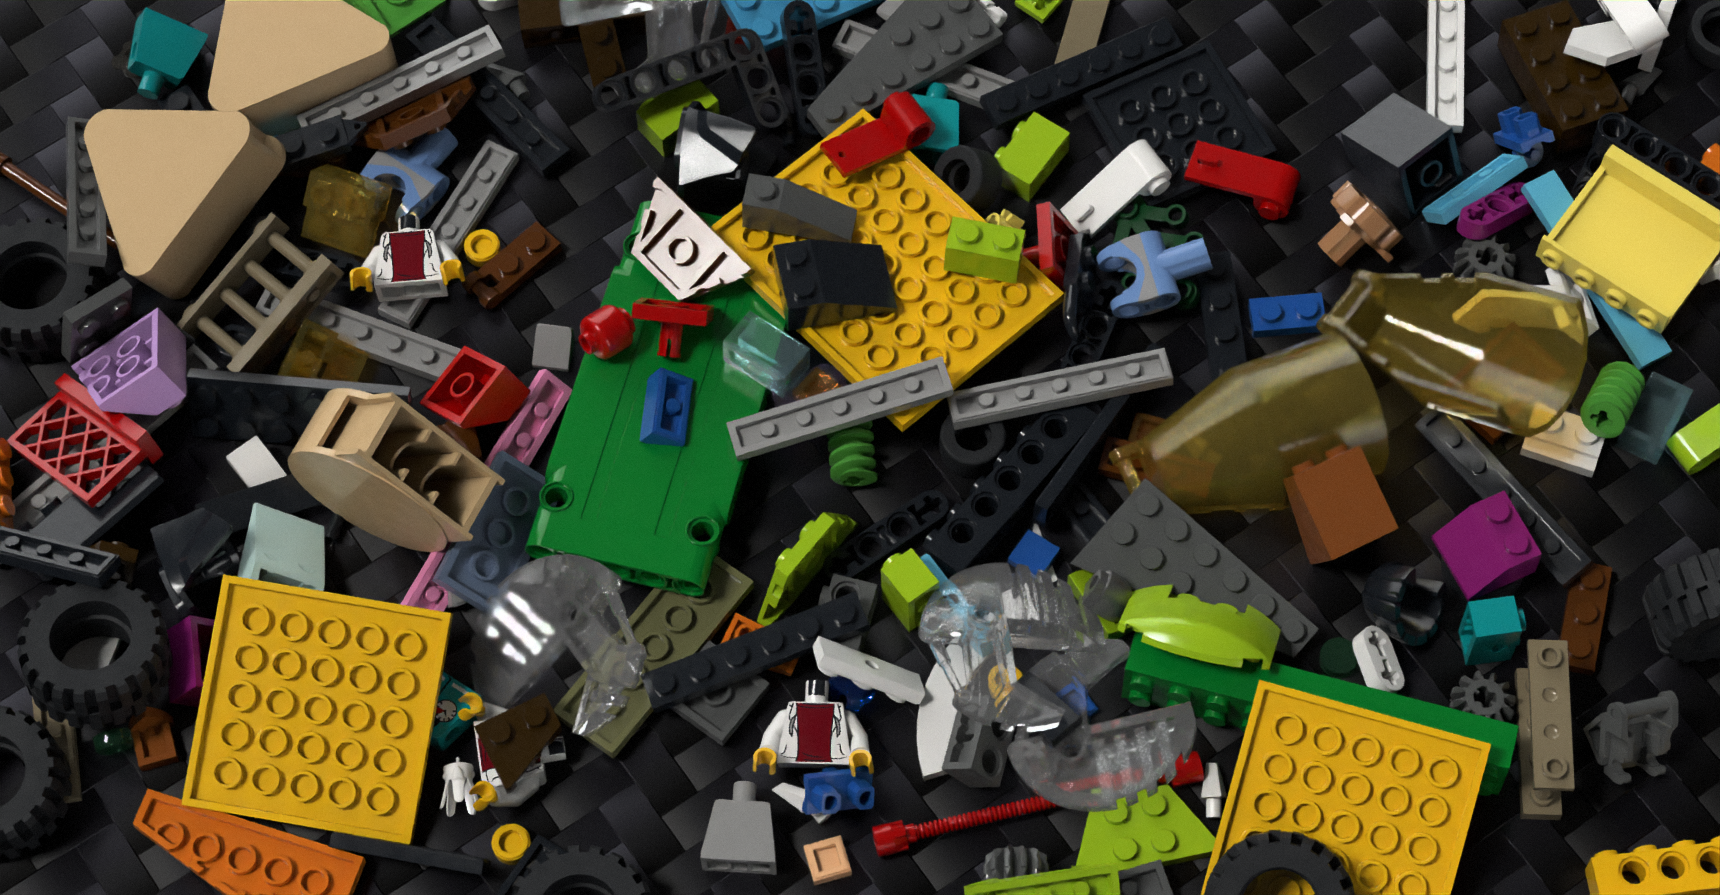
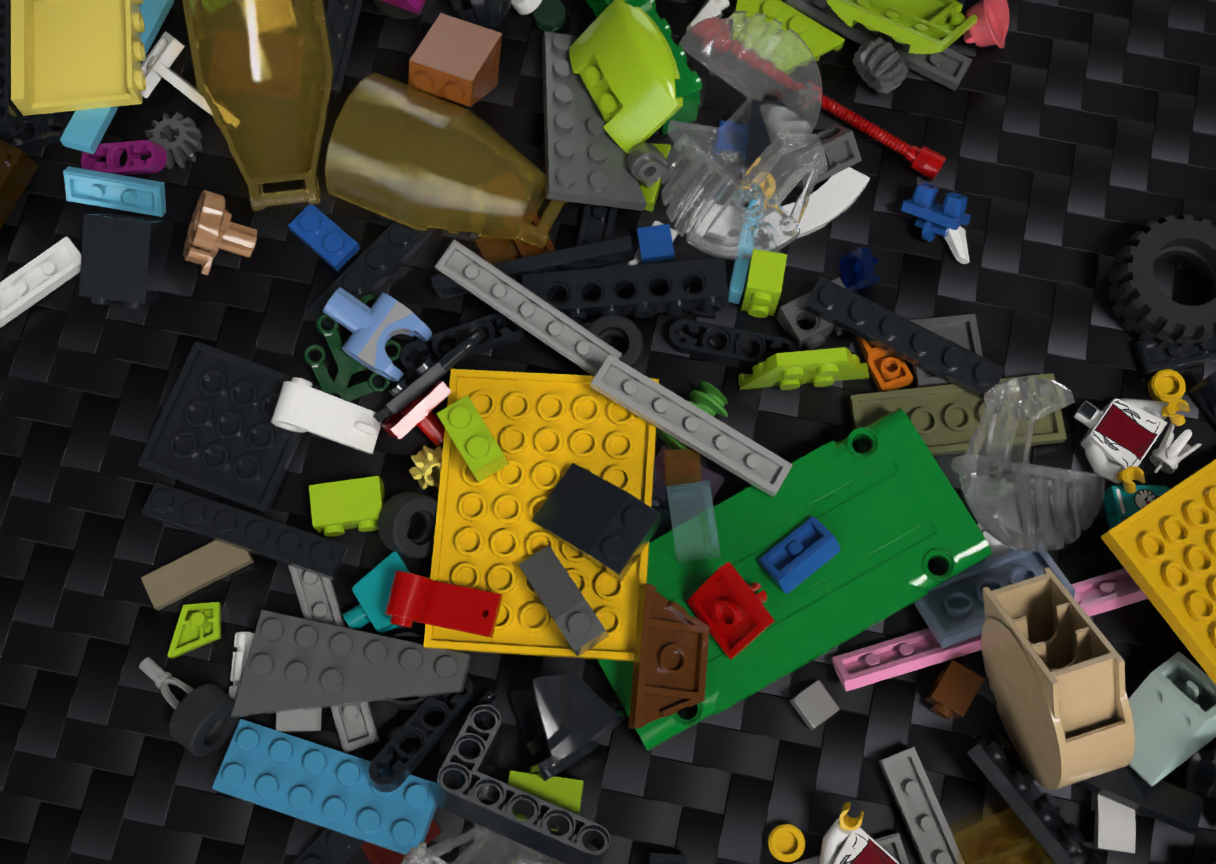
camera: 135 degrees left, 10 degrees up
(475, 391) = (915, 712): red slope -> none
(512, 266) = (778, 803): reddish brown plate -> none
(518, 738) = (1116, 429): dark brown wing -> none
(606, 331) = (788, 648): red head -> none
(740, 834) = (1020, 248): light grey torso -> none
(814, 735) = (916, 257): torso -> none
(827, 860) = (978, 190): light nougat tile -> none
(868, 671) = (845, 257): white tile -> none
(1263, 179) = (238, 343): red door -> none
(1522, 134) = (44, 189): blue hips -> none

